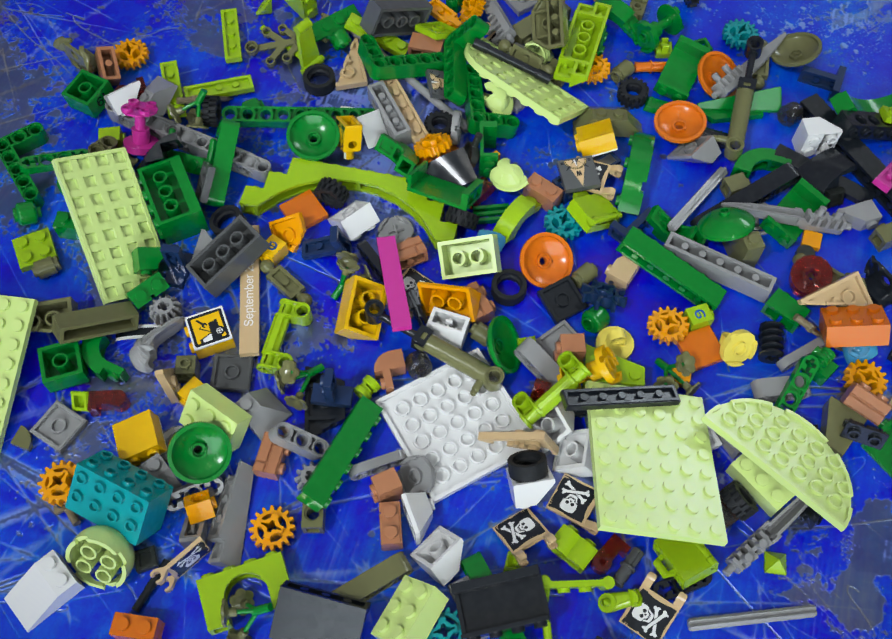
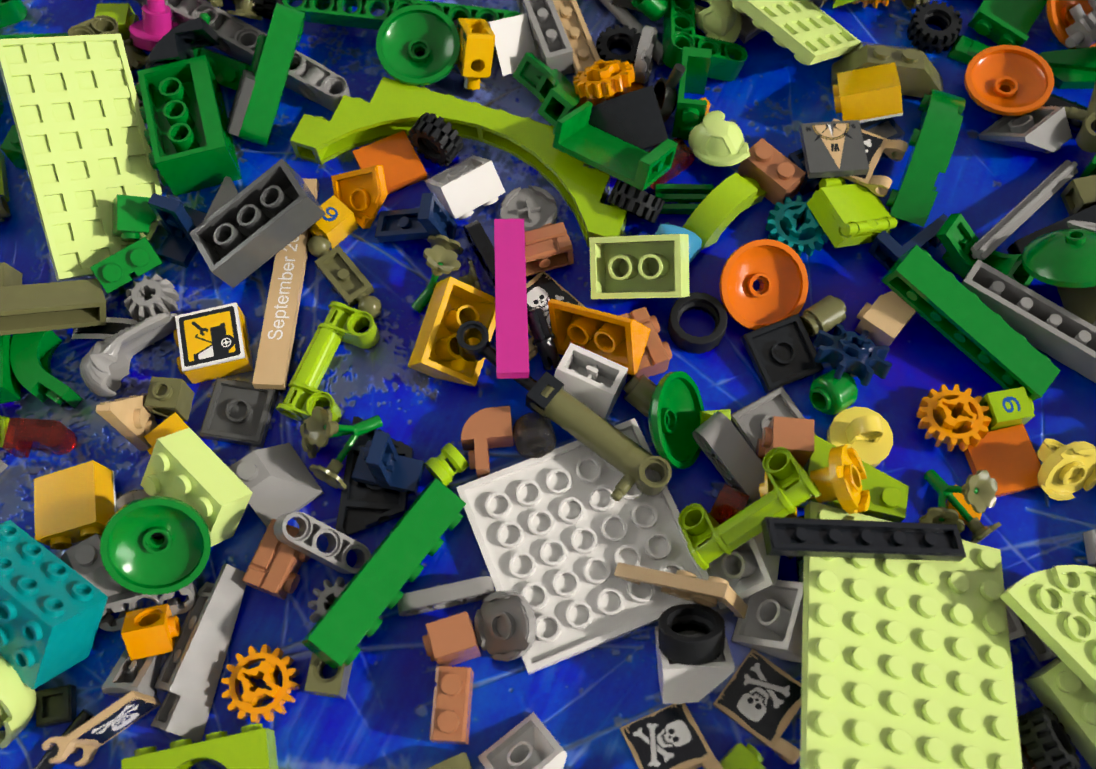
camera: 10 degrees right, 5 degrees up
(221, 215) = (263, 156): black tyre -> none
(418, 512) = (499, 691): white slope -> none

